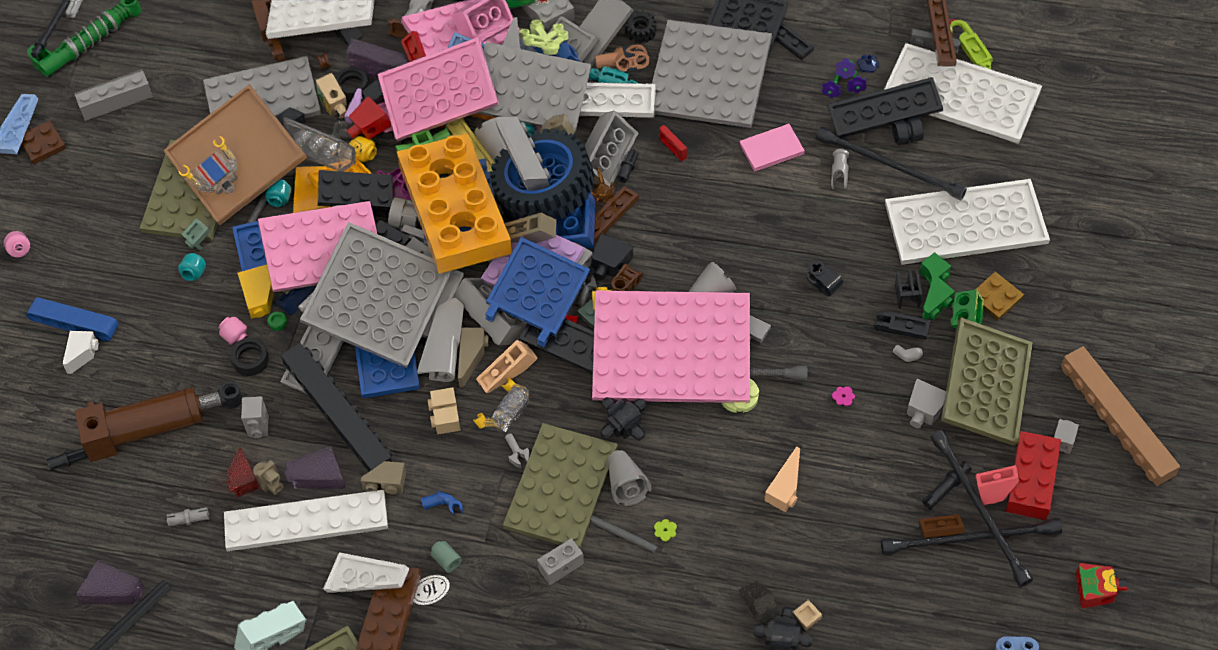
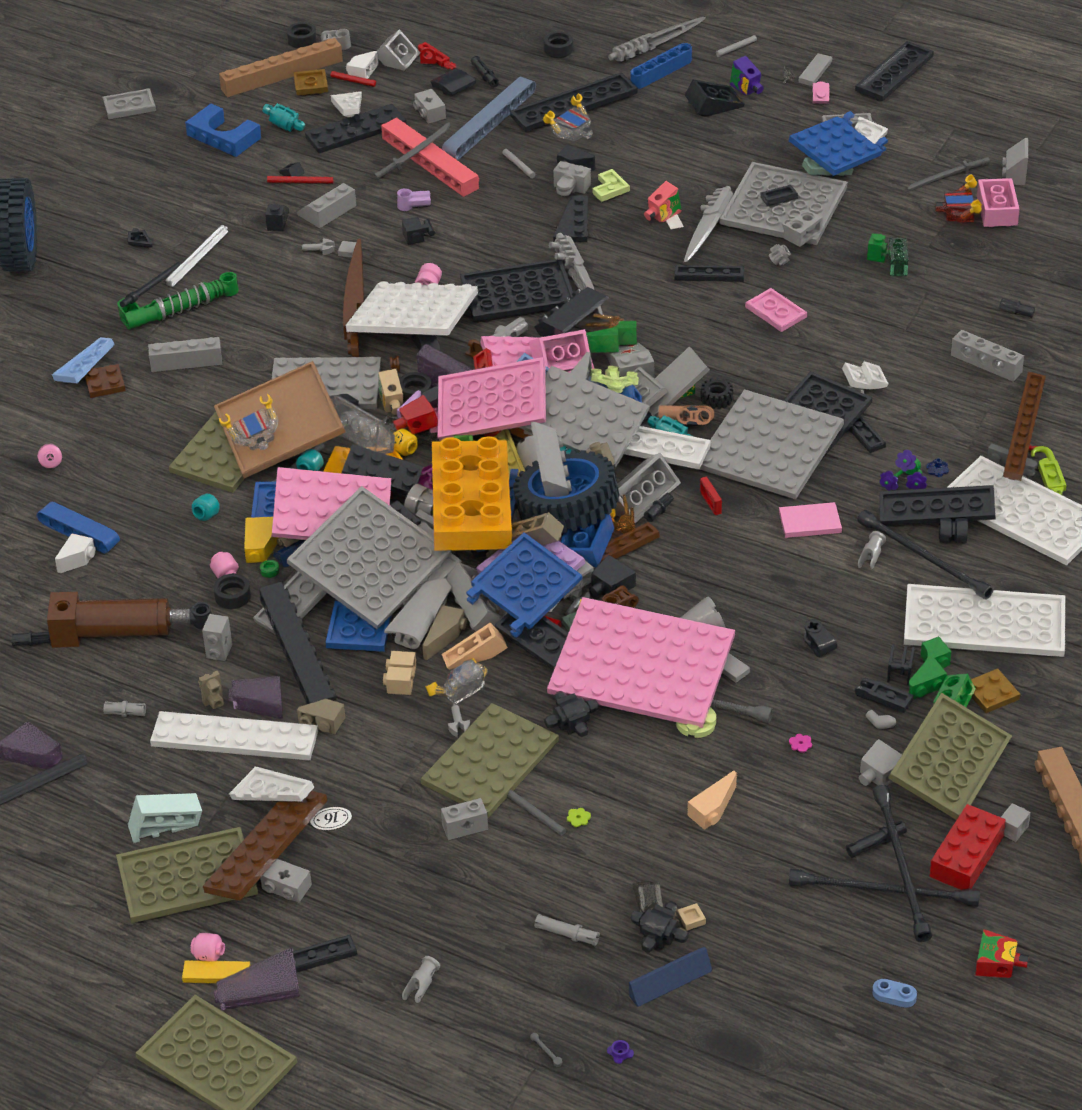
camera: 15 degrees right, 15 degrees down
(195, 234) = (218, 479): sand green bracket -> none
(241, 475) = (186, 685): clear red slope -> none
(441, 498) = (369, 744): blue piece -> none
(445, 556) = (355, 791): sand green brick -> none
(626, 479) = (555, 766): light grey cone -> none
(941, 526) = (856, 871): reddish brown plate -> none
(996, 484) = (922, 845): coral slope -> none

